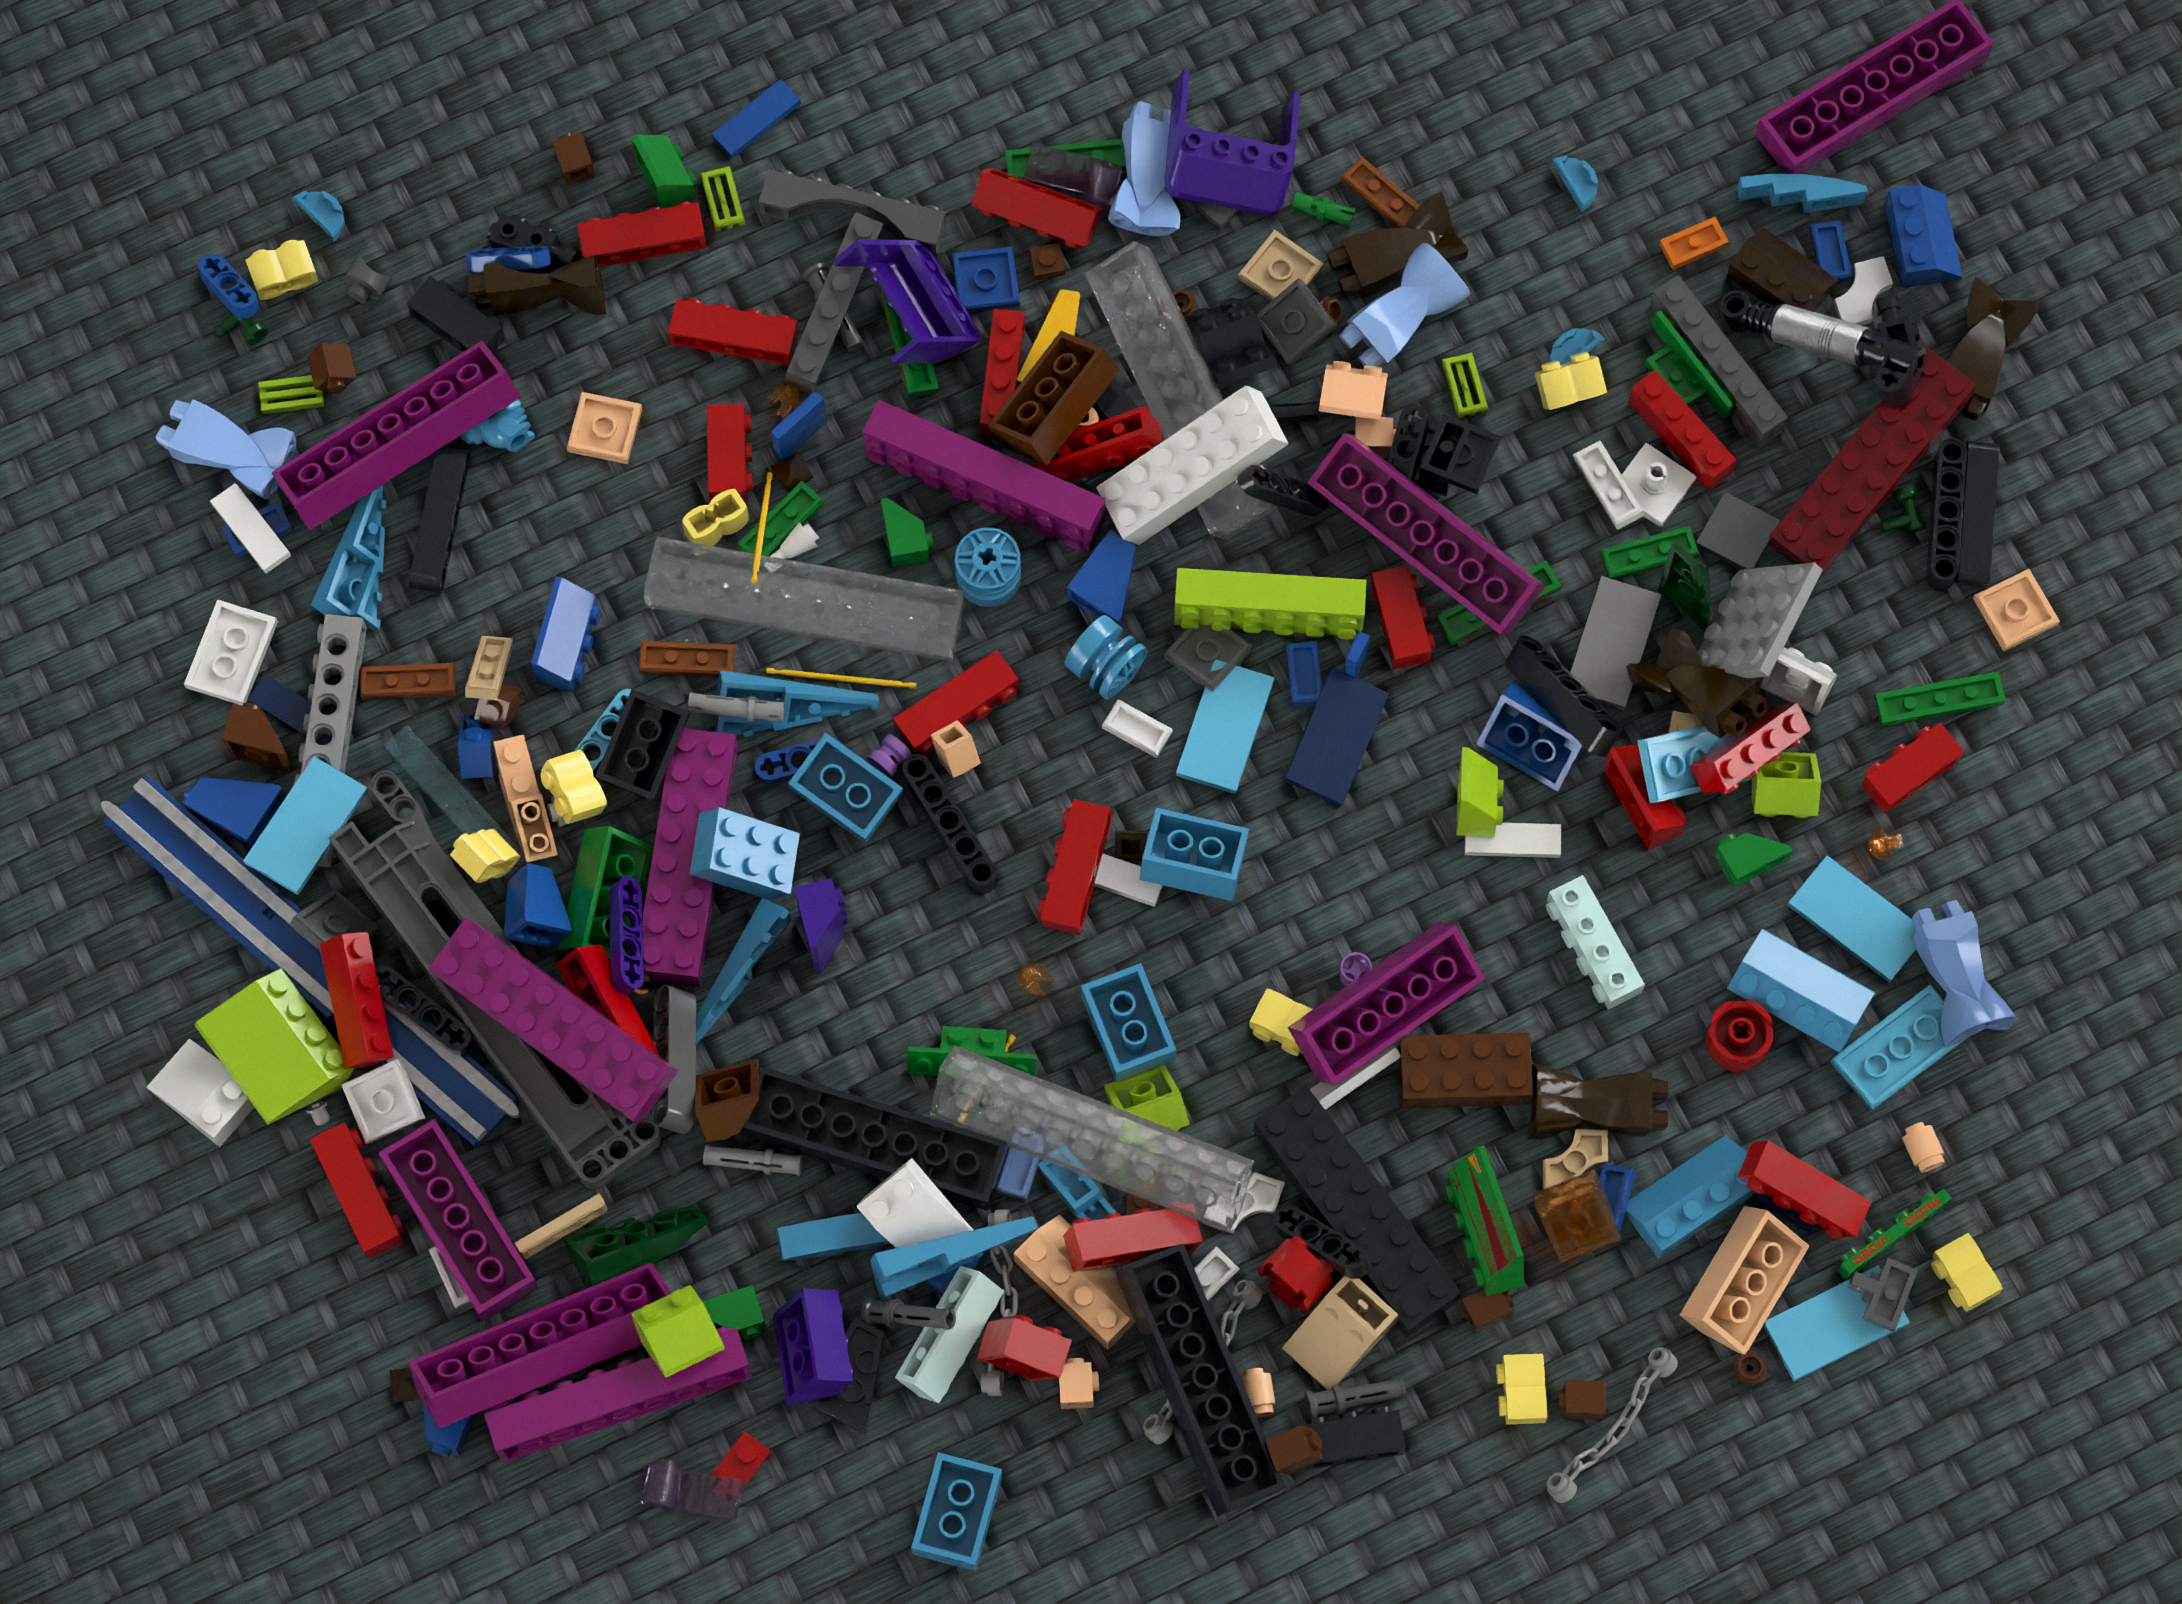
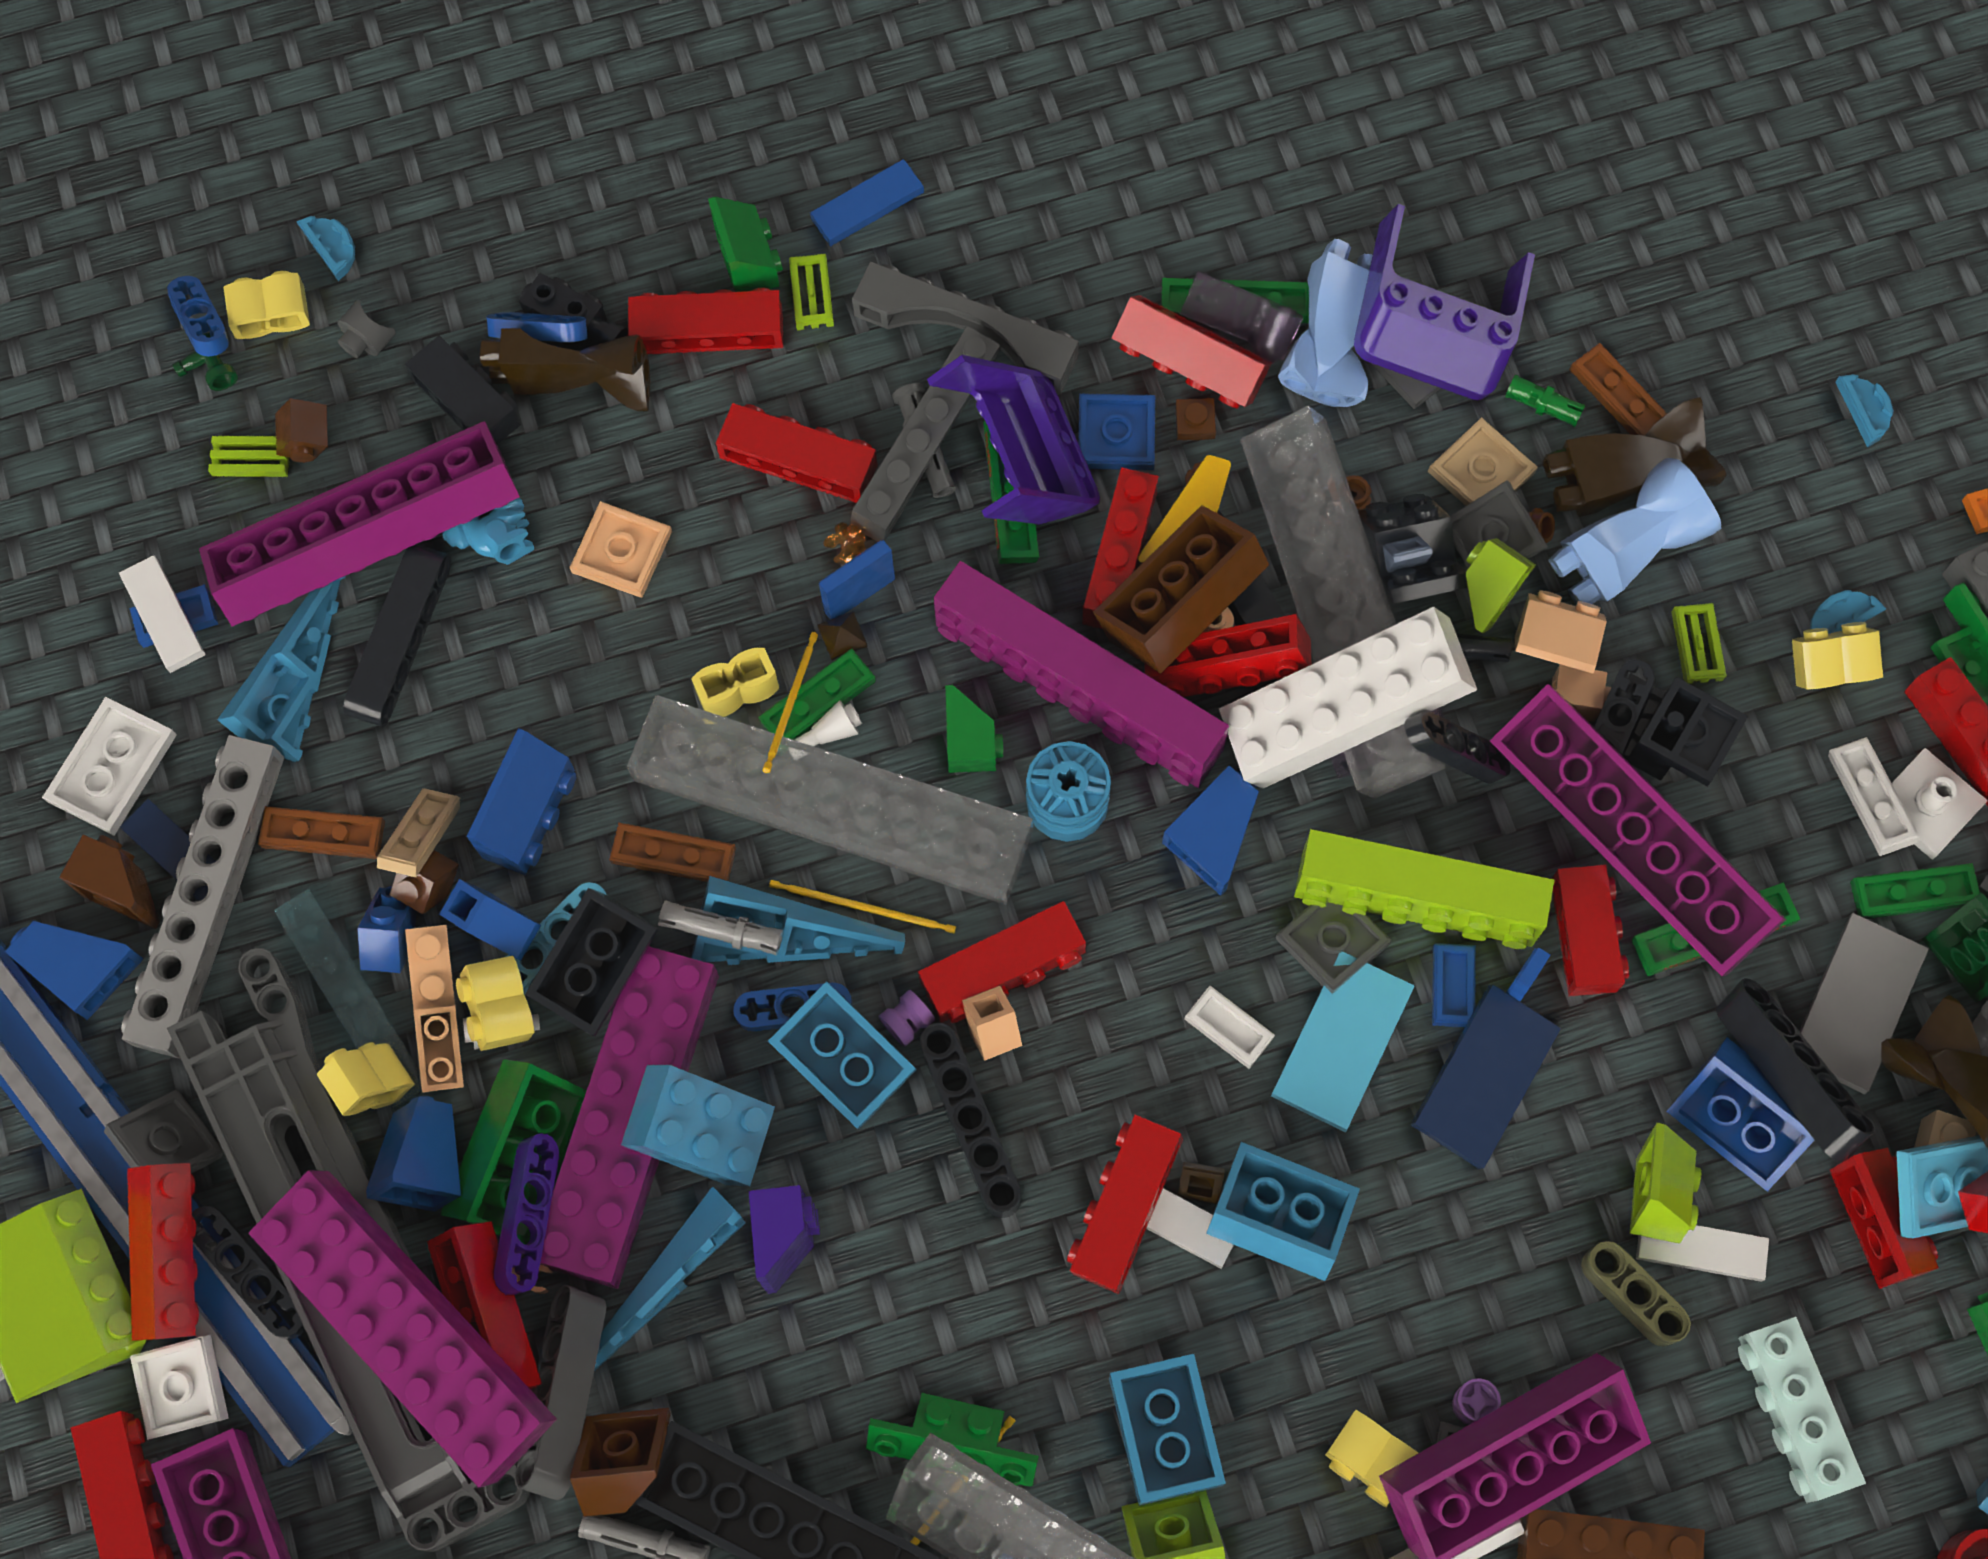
camera: 10 degrees right, 0 degrees up
(215, 441) = (142, 500): light blue hips -> none
(300, 828) = (157, 990): medium azure tile -> none
(319, 1113) = (98, 1386): light grey piece -> none
(556, 726) = (490, 919): none -> blue slope
(573, 158) = (639, 219): reddish brown brick -> none
(729, 449) = (767, 598): red brick -> none
(1031, 976) = (1047, 1342): clear orange plate -> none
(1100, 653) = (1206, 934): dark azure wheel -> none
(1225, 346) = (1406, 553): none -> sand blue slope
(1296, 358) = (1494, 580): none -> lime slope
(1470, 892) = (1656, 1299): none -> olive beam

